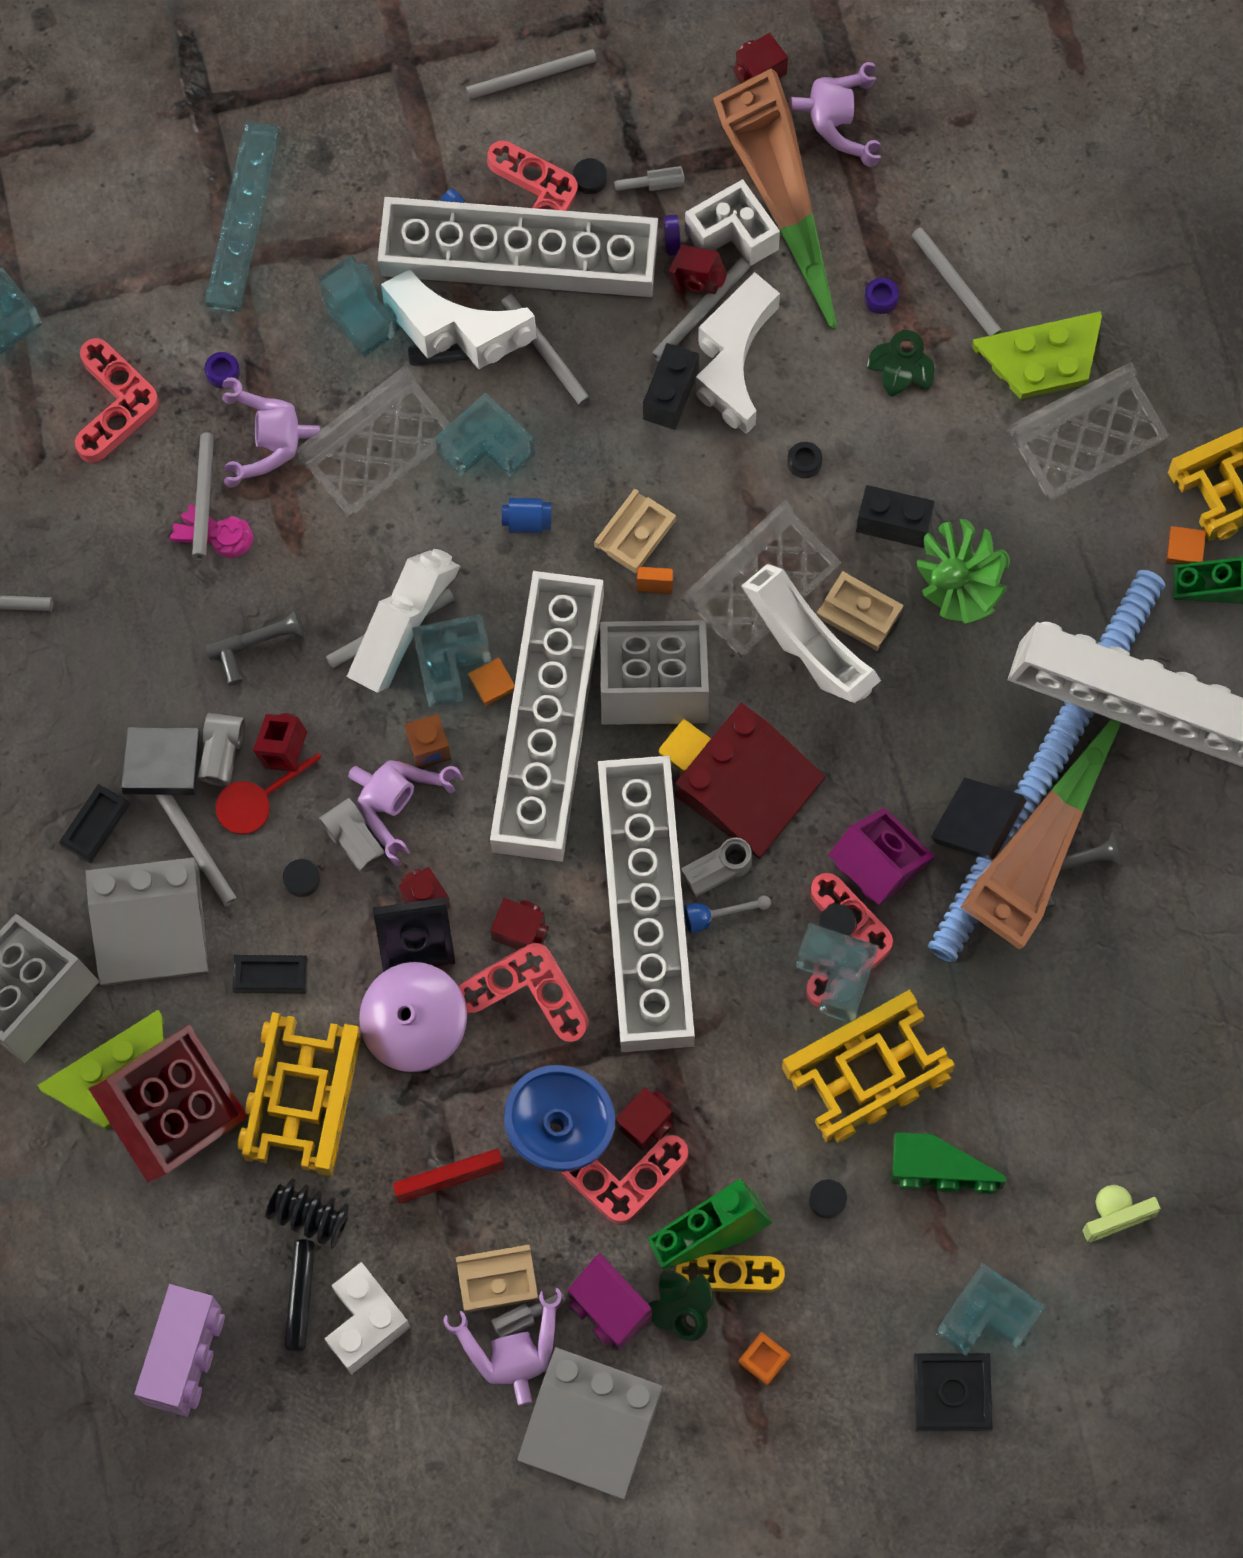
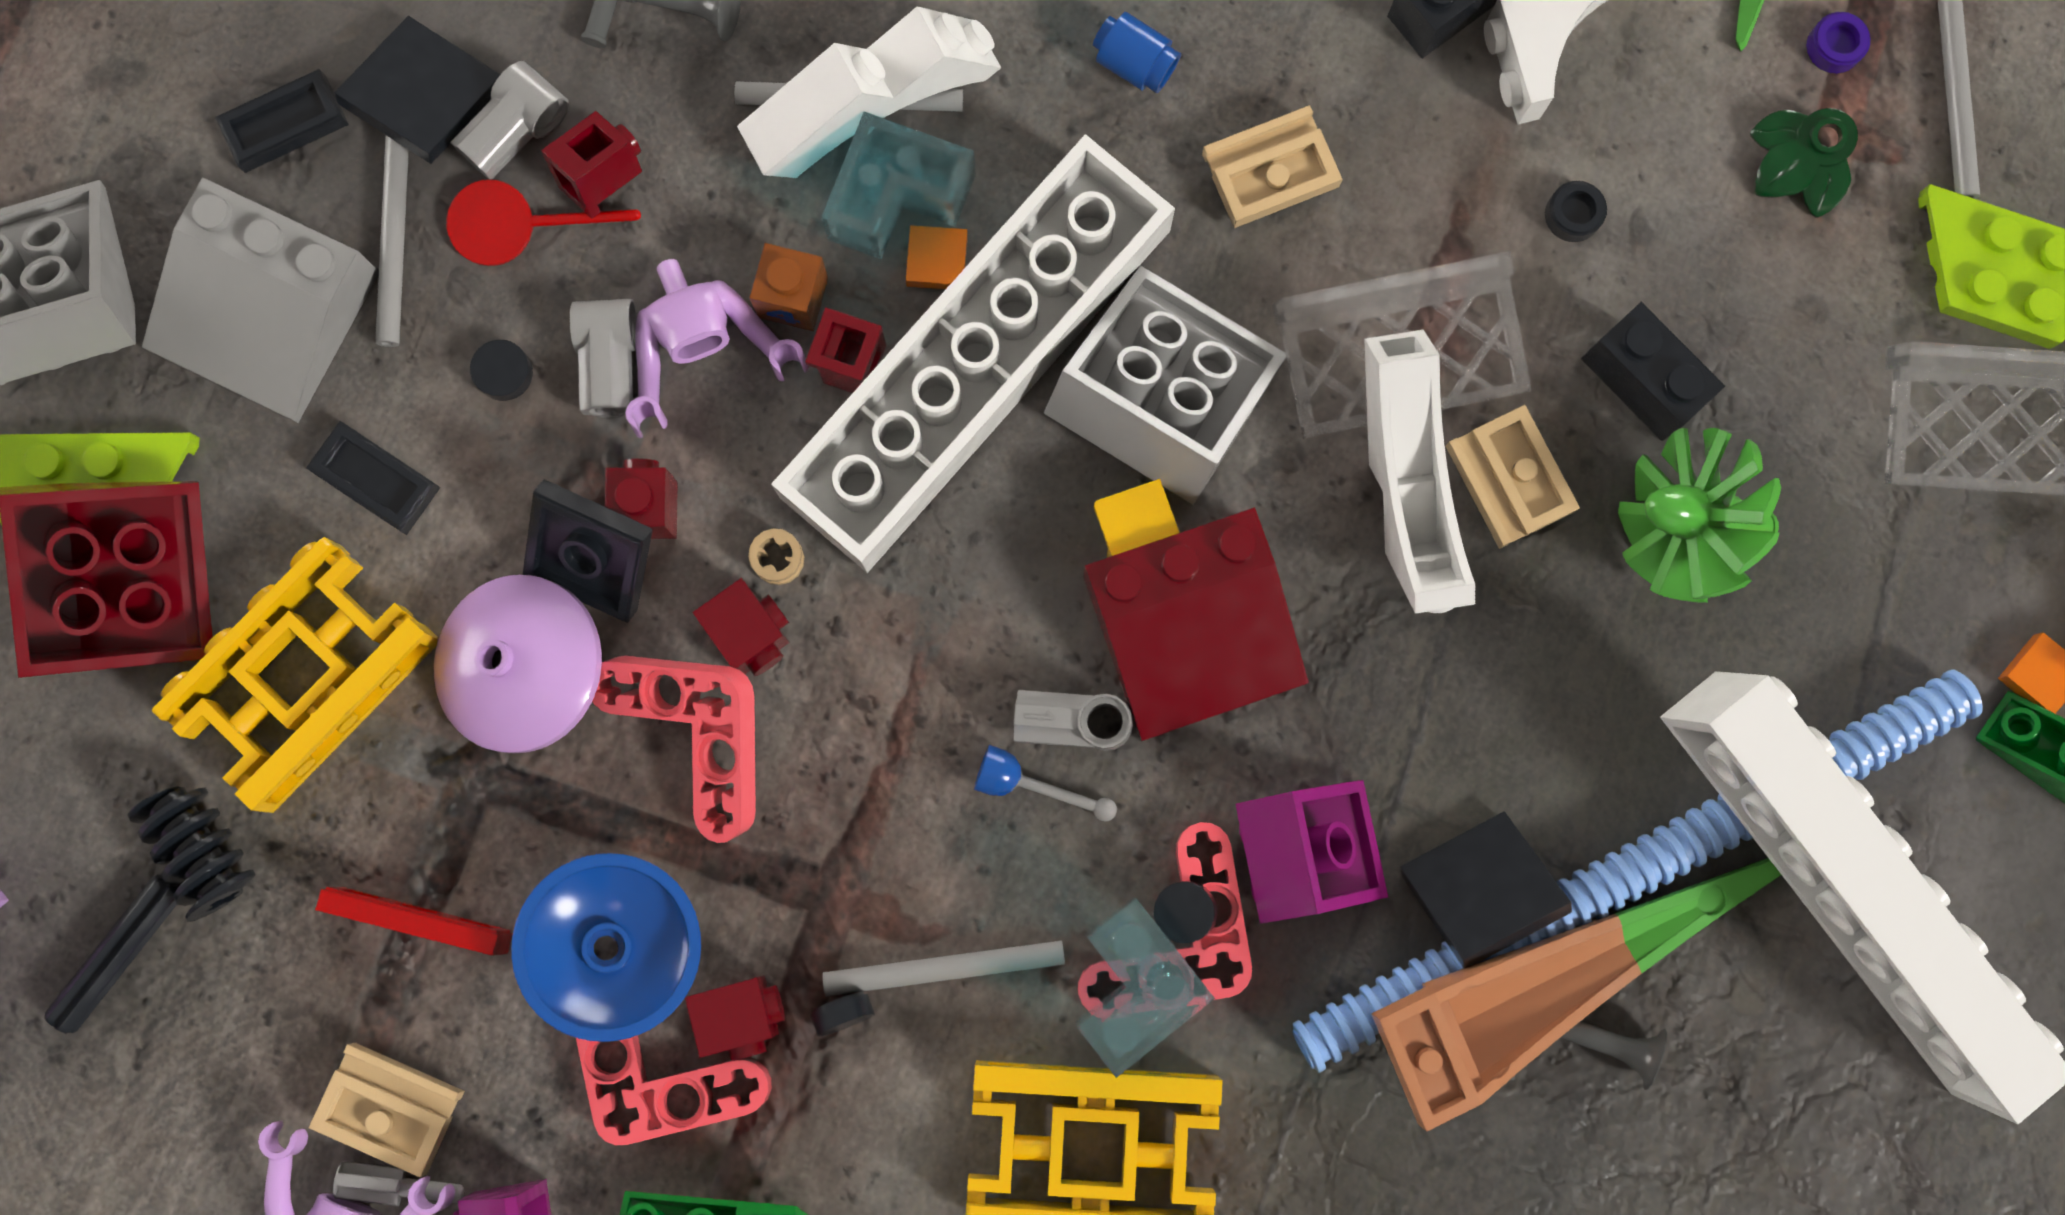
camera: 30 degrees right, 10 degrees up
(374, 1319) = (182, 1053): white brick -> none
(481, 754) = (845, 349): none -> dark red brick
(508, 871) = (783, 540): none -> tan bush
(646, 904) = (932, 711): white brick -> none
(655, 580) = (1253, 253): orange tile -> none
(698, 1083) = (842, 1013): none -> black tile
(735, 1031) = (943, 968): none -> light grey piece

